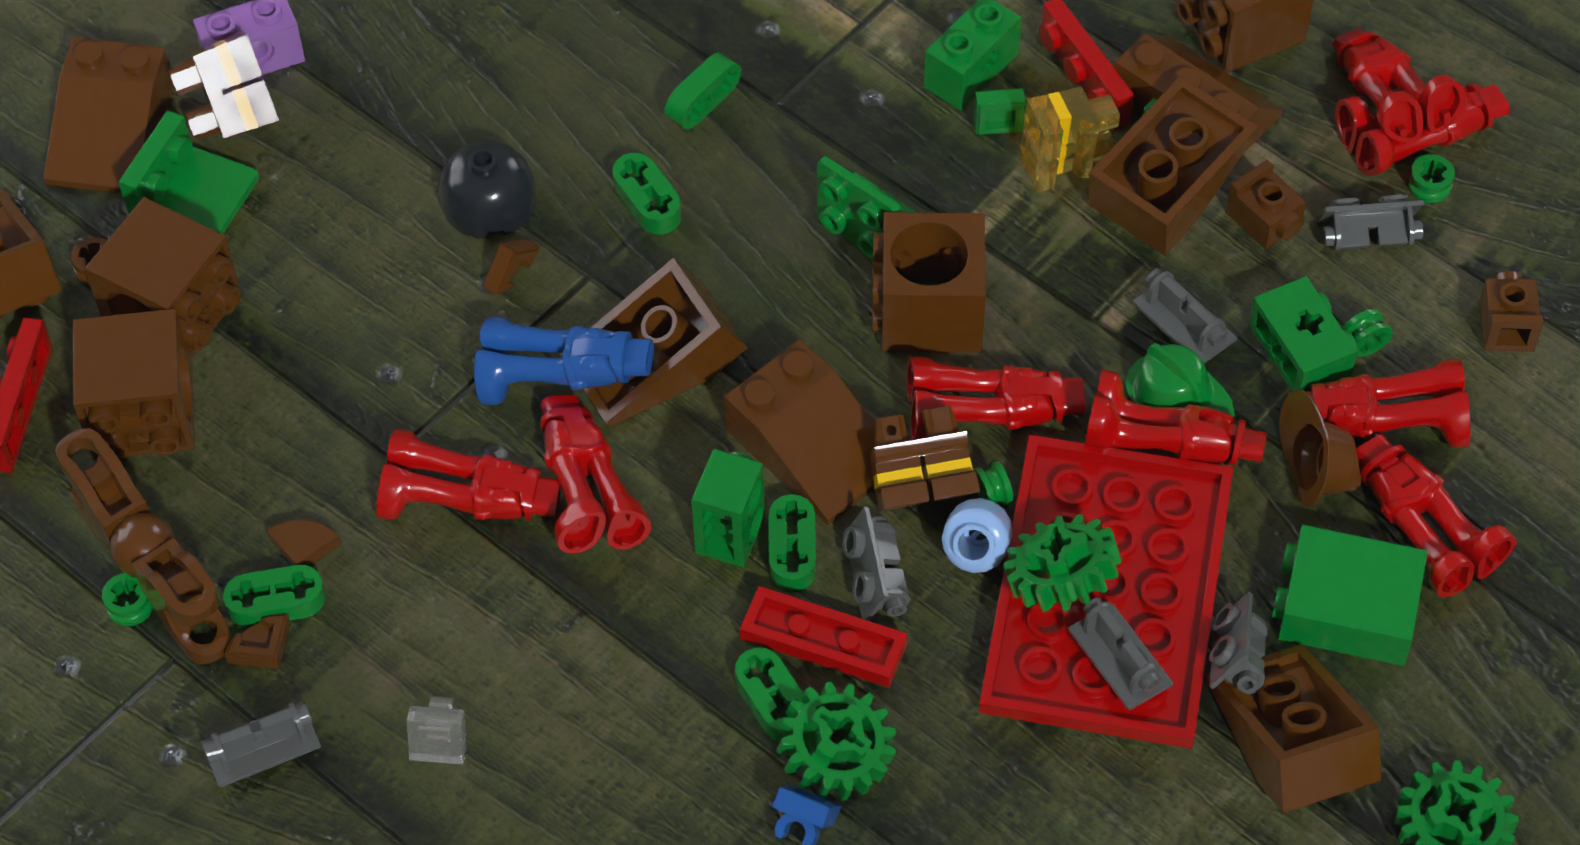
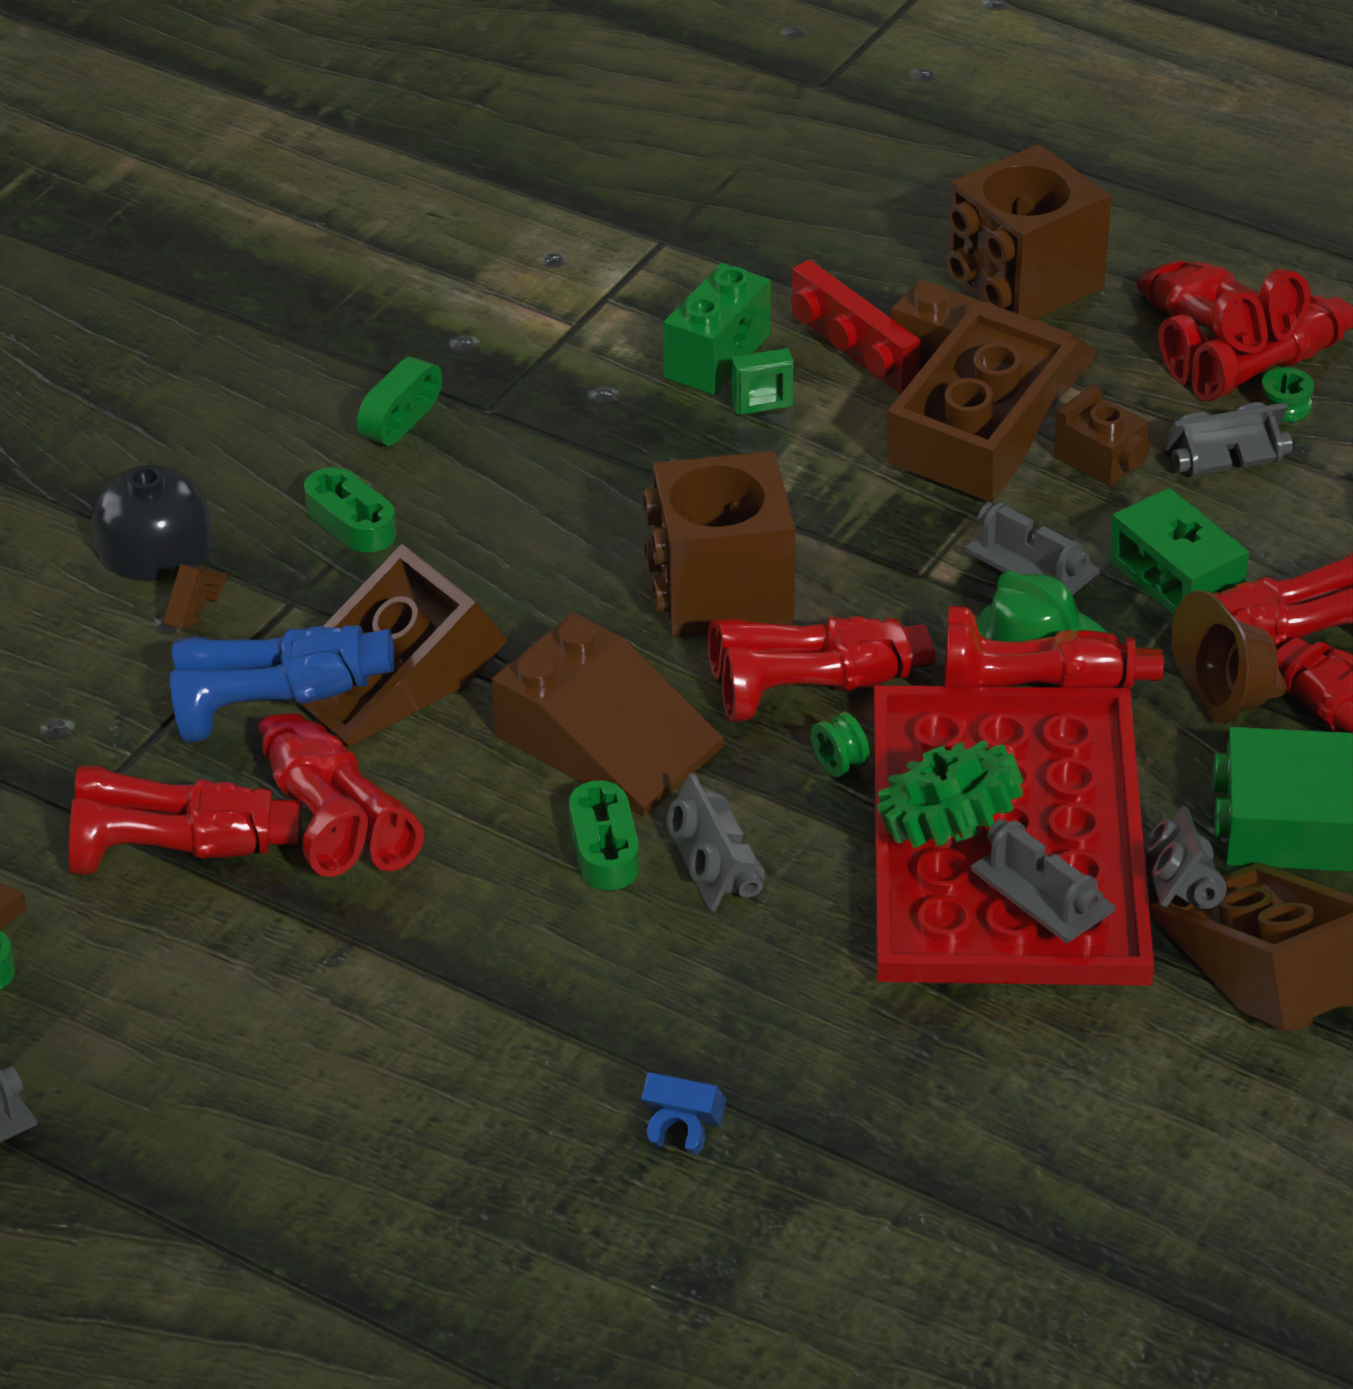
camera: 10 degrees left, 15 degrees down
(436, 732) = (188, 1083): clear tile -> none
(728, 507) = (520, 793): green brick -> none
(758, 698) = (604, 1001): green beam -> none
(824, 636) = (665, 922): red plate -> none
(834, 765) = (707, 1024): green gear -> none
(852, 204) = (607, 479): green bracket -> none
(942, 456) = (749, 729): reddish brown hips -> none
(968, 548) = (820, 811): light blue head -> none
(1065, 134) = (846, 387): clear yellow hips -> none
(1369, 331) = (1258, 538): green bush -> none

